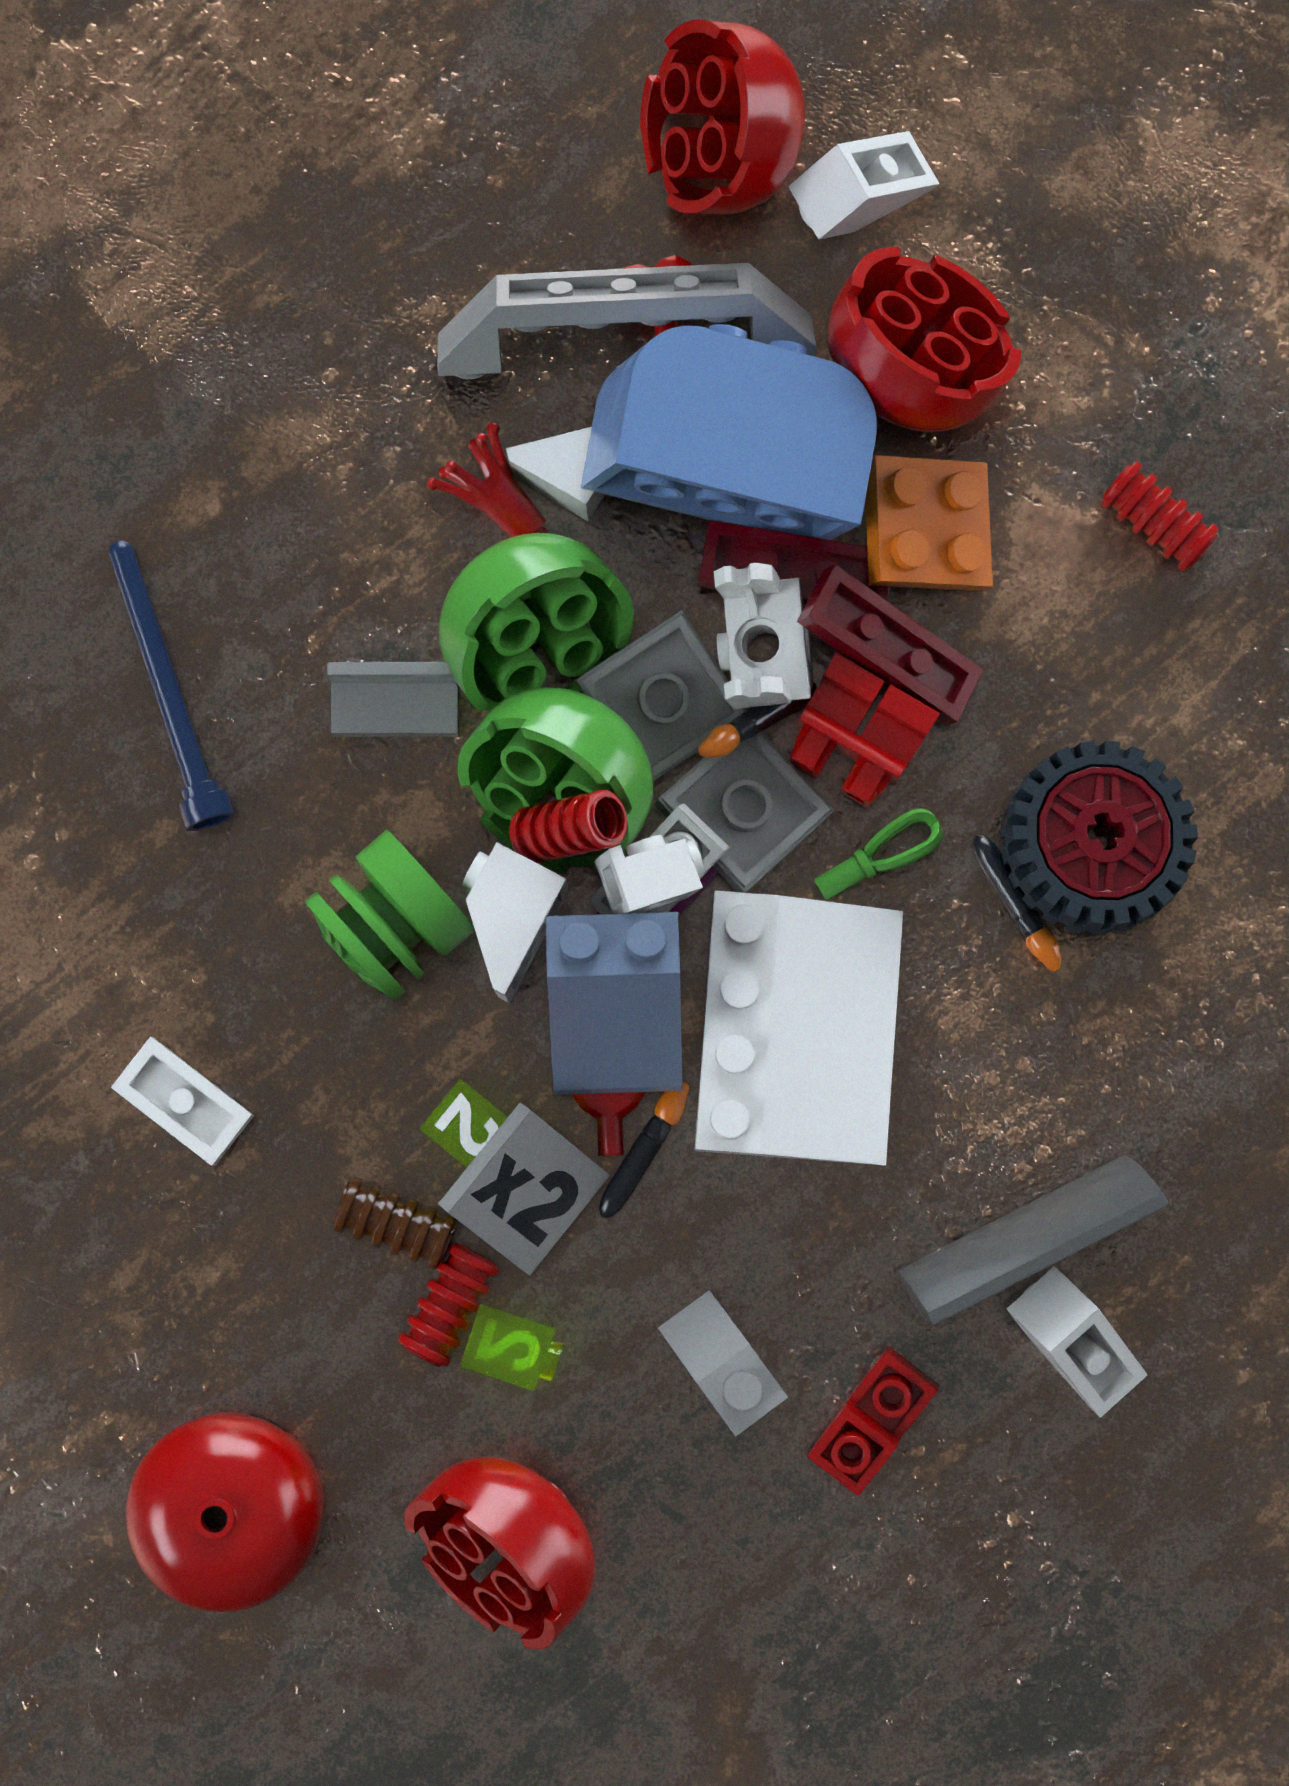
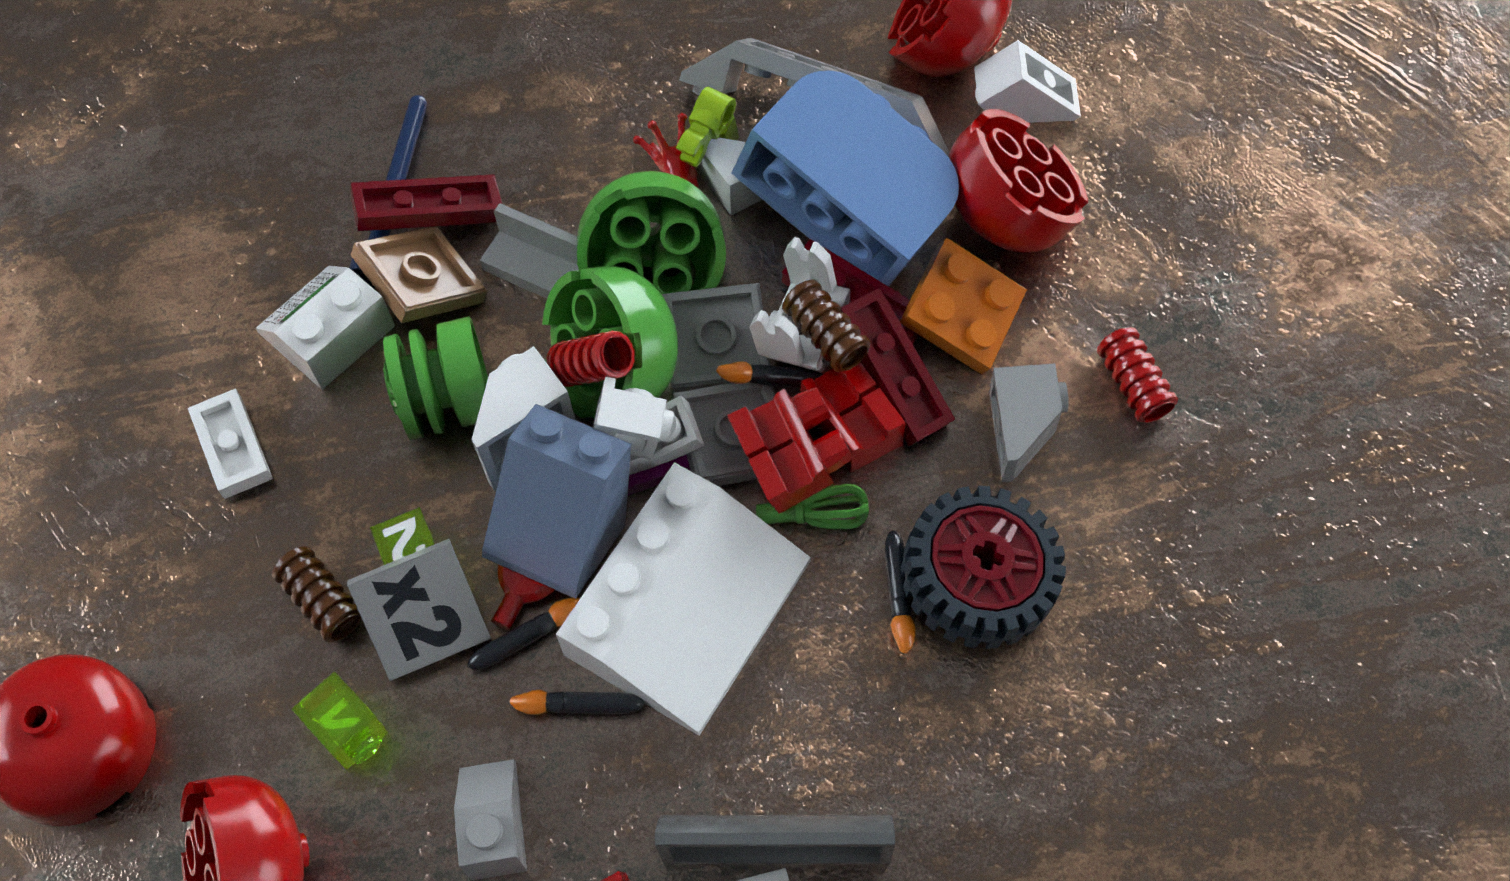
camera: 30 degrees right, 20 degrees down
(194, 900) = (328, 324): none -> white slope
(228, 693) = (424, 202): none -> dark red plate
(275, 789) = (418, 273): none -> medium nougat tile
(448, 1305) = (301, 677): red piece -> none
(521, 437) = (710, 119): none -> lime bar
(701, 1216) = (540, 701): none -> black piece
(803, 647) = (826, 325): none -> reddish brown piece
(853, 827) = (782, 450): none -> red hips
(1058, 628) = (1024, 413): none -> light grey slope

